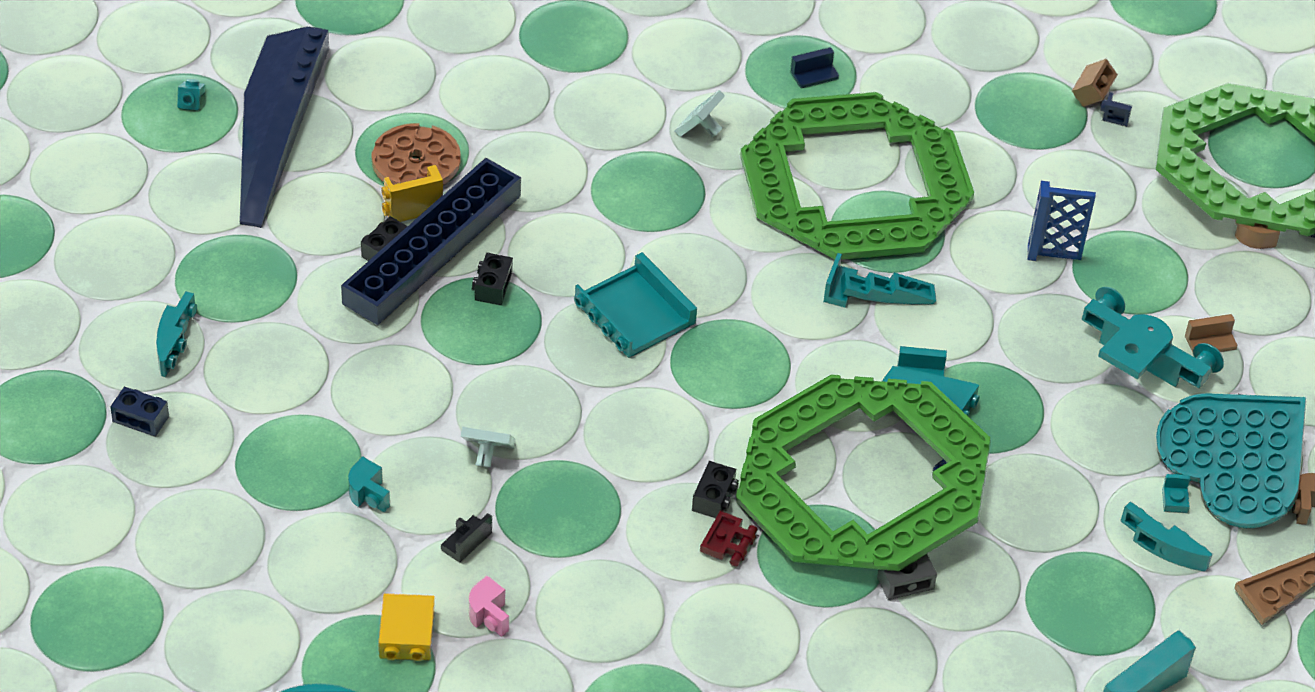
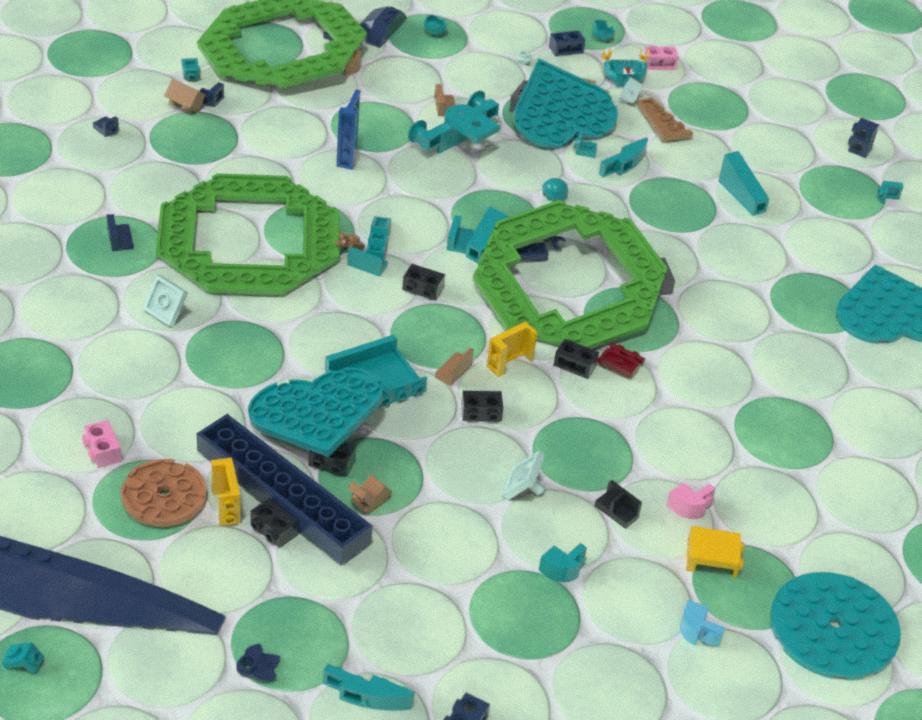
camera: 85 degrees left, 5 degrees down
(202, 253) = (259, 664): none -> dark blue plate
(293, 605) = (696, 627): none -> medium azure brick
(435, 312) = (369, 495): none -> medium nougat brick
(473, 102) = (102, 444): none -> bright pink brick
(552, 251) = (317, 412): none -> teal plate
(604, 402) = (482, 406): none -> black brick
(669, 377) = (455, 367): none -> medium nougat panel
(705, 413) = (511, 345): none -> yellow panel
(813, 336) = (423, 282): none -> black brick
(866, 261) = (350, 241): none -> medium nougat plate
(913, 444) = (533, 251): none -> dark blue plate
(1013, 31) = (106, 126): none -> dark blue bracket
(1061, 463) = (555, 189): none -> teal hair
(1161, 84) = (190, 68): none -> teal bracket

